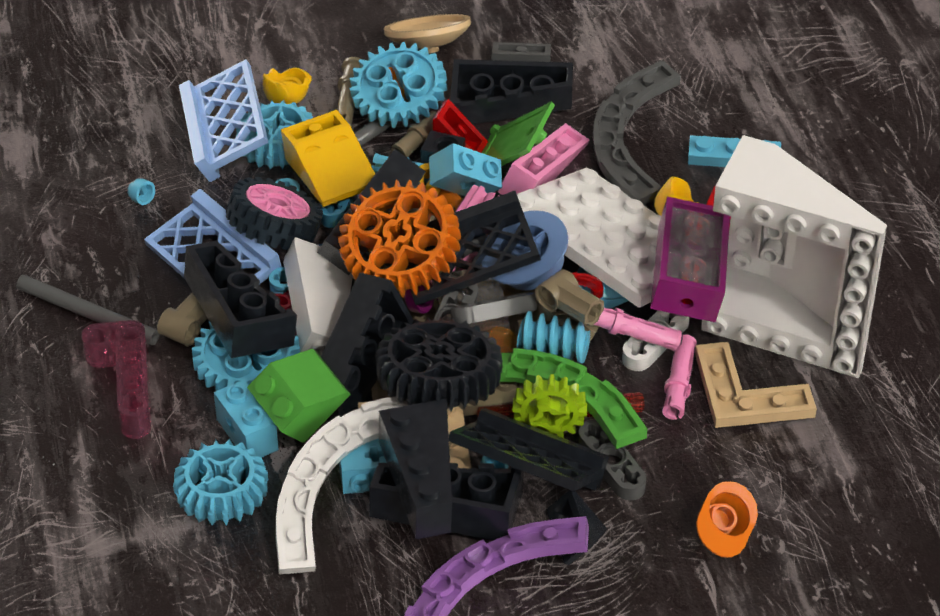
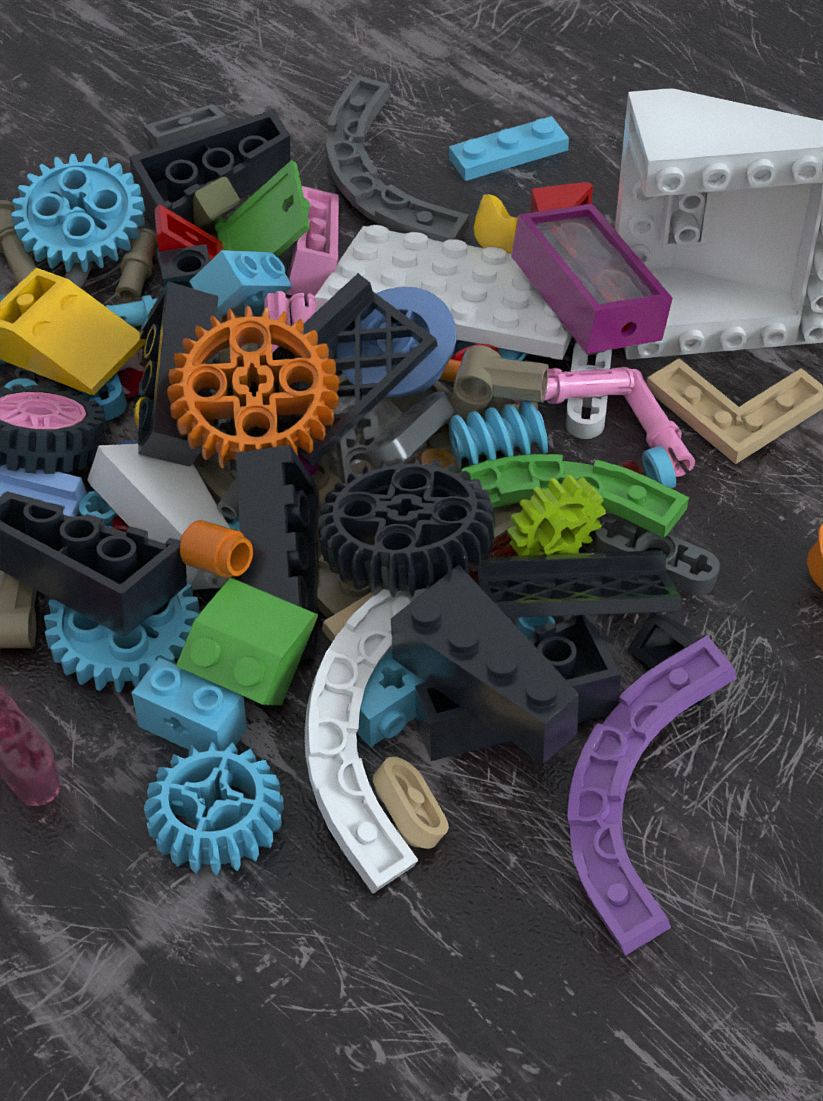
camera: 30 degrees left, 5 degrees up
(312, 326) = (215, 549): none -> orange brick
(335, 532) = (410, 803): none -> tan plate
(428, 30) = (62, 136): tan dish -> none
(495, 111) = (214, 202): none -> olive slope
(654, 407) = (659, 466): none -> medium azure tile

